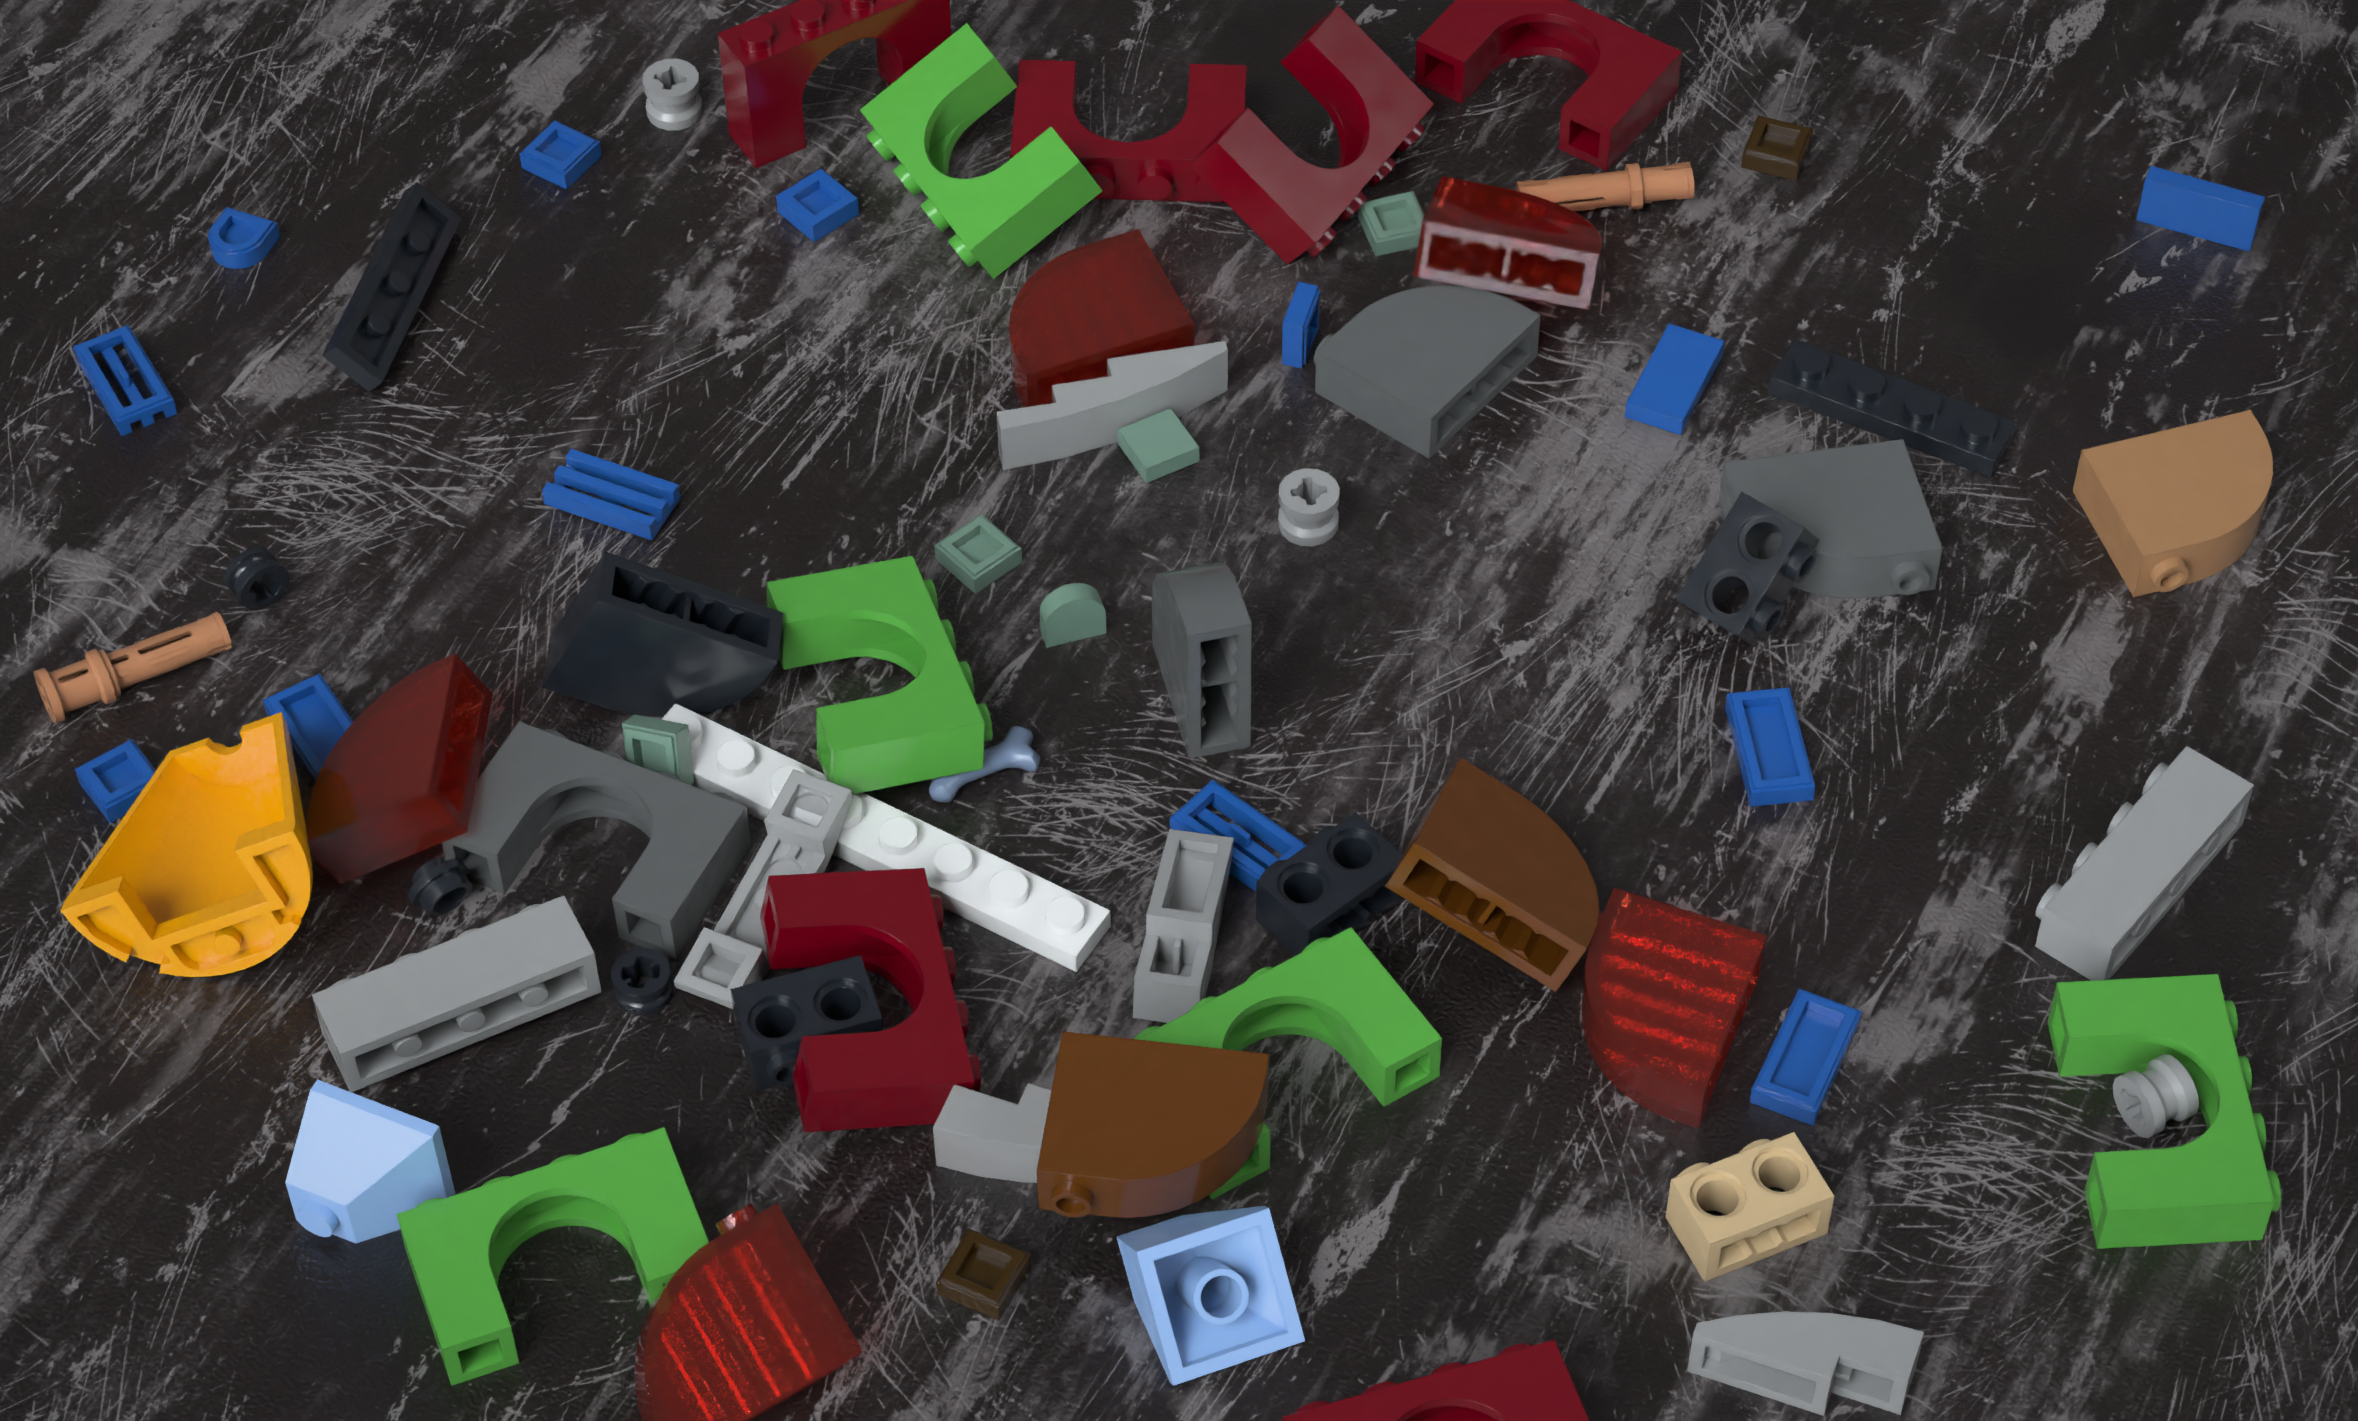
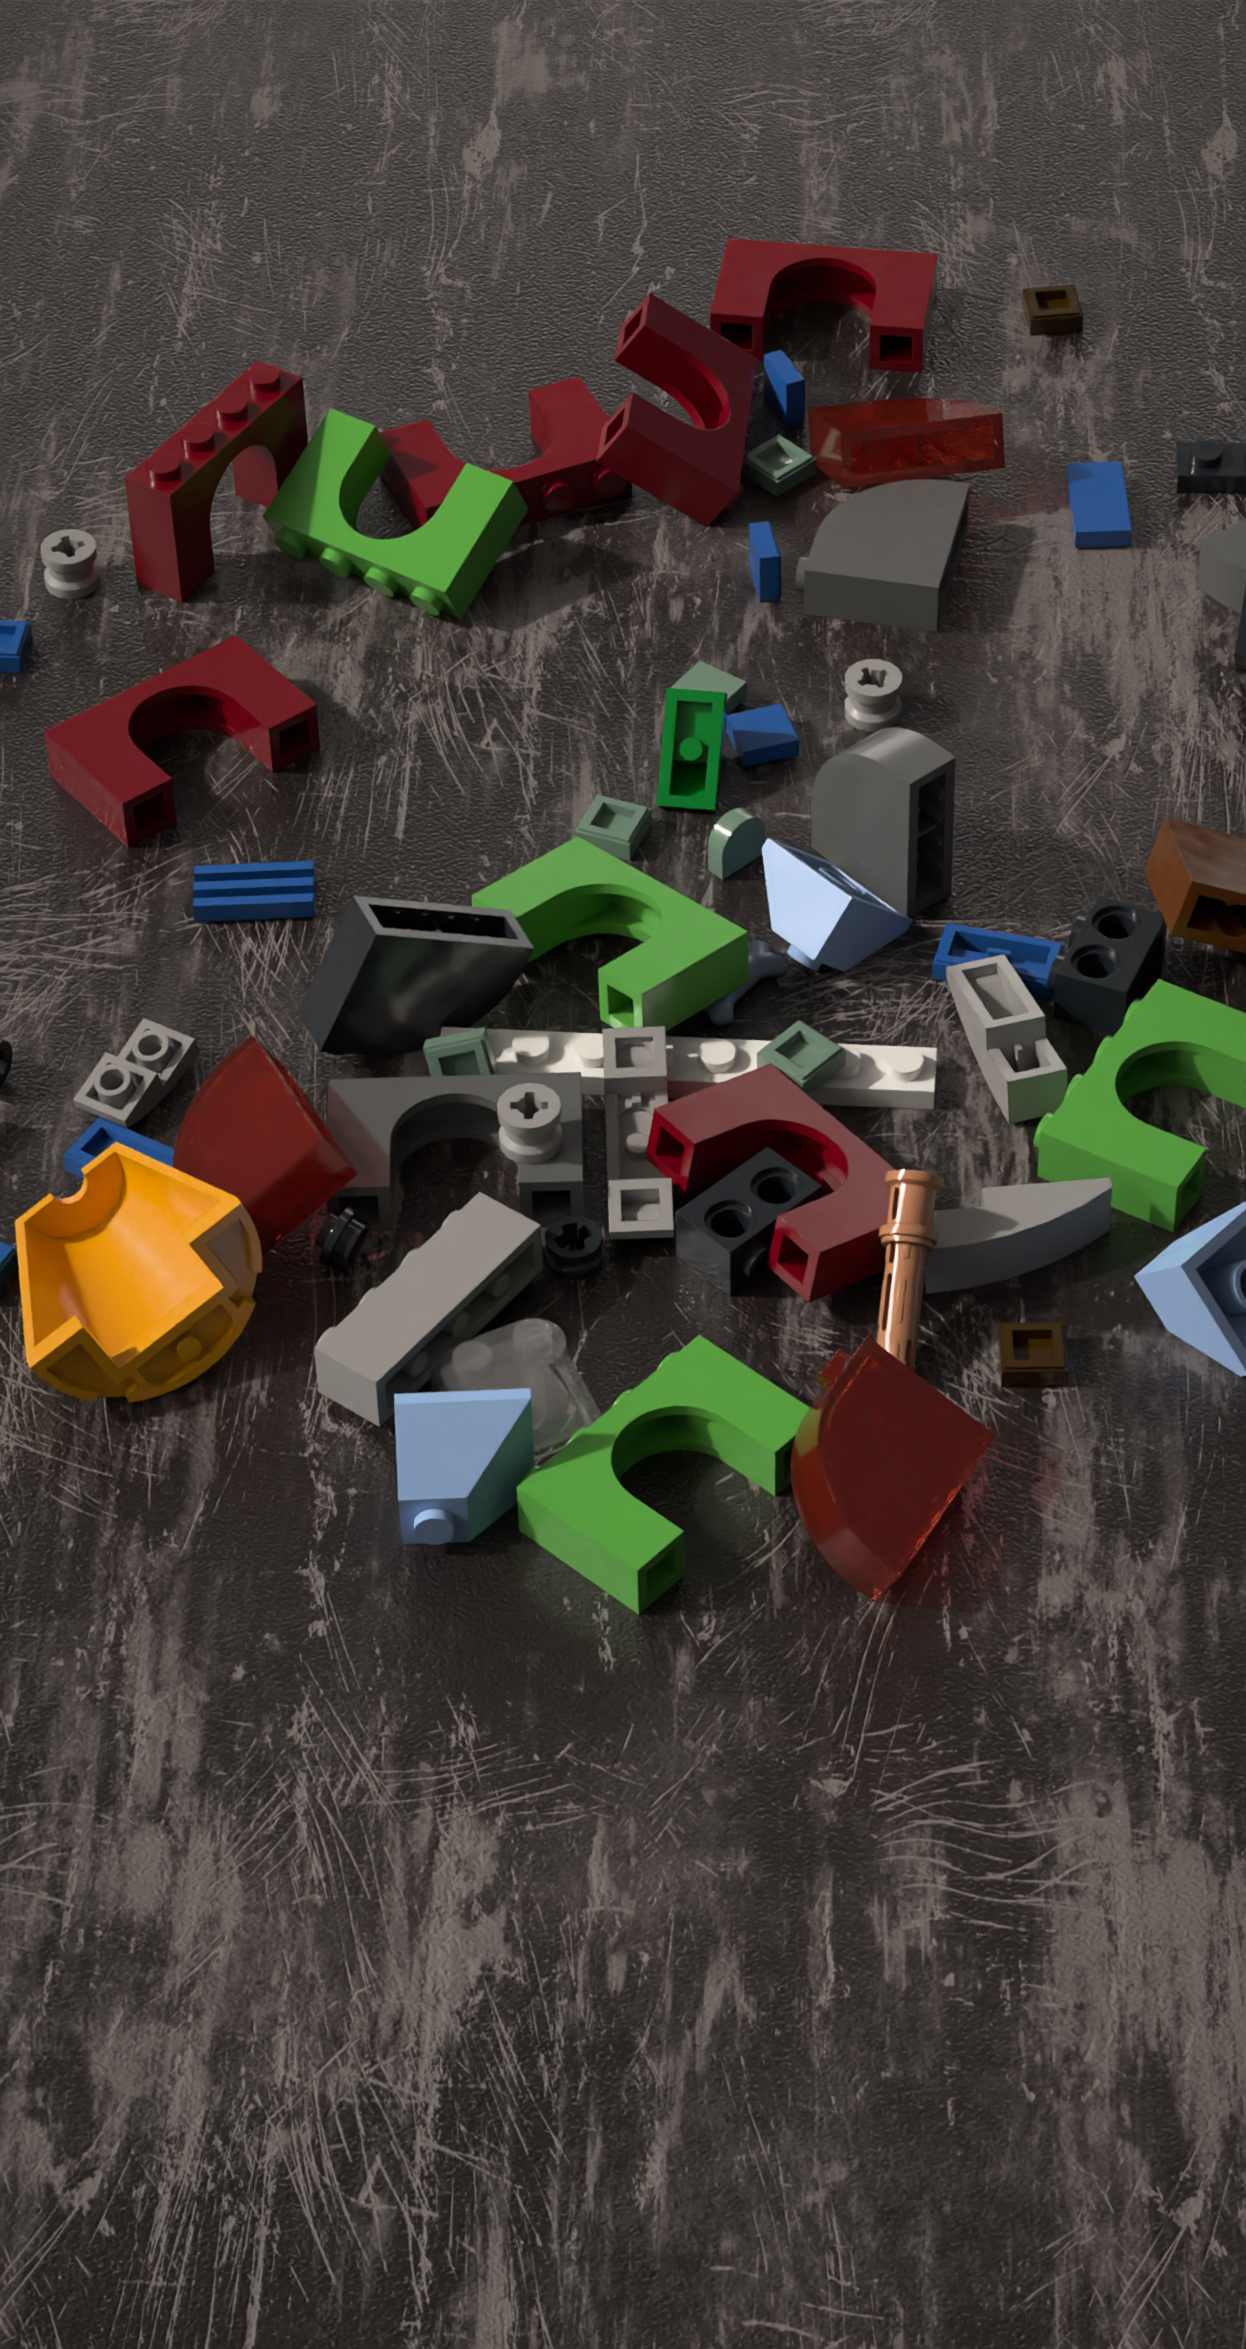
camera: 25 degrees left, 5 degrees down
(398, 640) = (140, 1076): none -> light grey slope
(491, 1106) = (518, 1357): none -> clear slope
(661, 852) = (530, 1123): none -> light grey wheel
(703, 272) = (218, 690): none -> dark red arch
(817, 205) = (265, 610): blue tile -> none
(910, 1110) = (906, 1241): none -> nougat pin
(963, 873) = (803, 1056): none -> sand green tile
(1089, 504) = (692, 749): none -> green slope
(1092, 308) = (591, 617): clear red brick -> none
(1092, 410) = (637, 682): light grey slope -> none
(1104, 718) = (825, 910): none -> light blue slope
(1146, 1124) = (1111, 1172): reddish brown brick -> none
(1180, 509) = (762, 735): none -> blue tile
(1447, 141) = (784, 388): none -> blue tile
(1618, 188) = (957, 374): nougat pin -> none

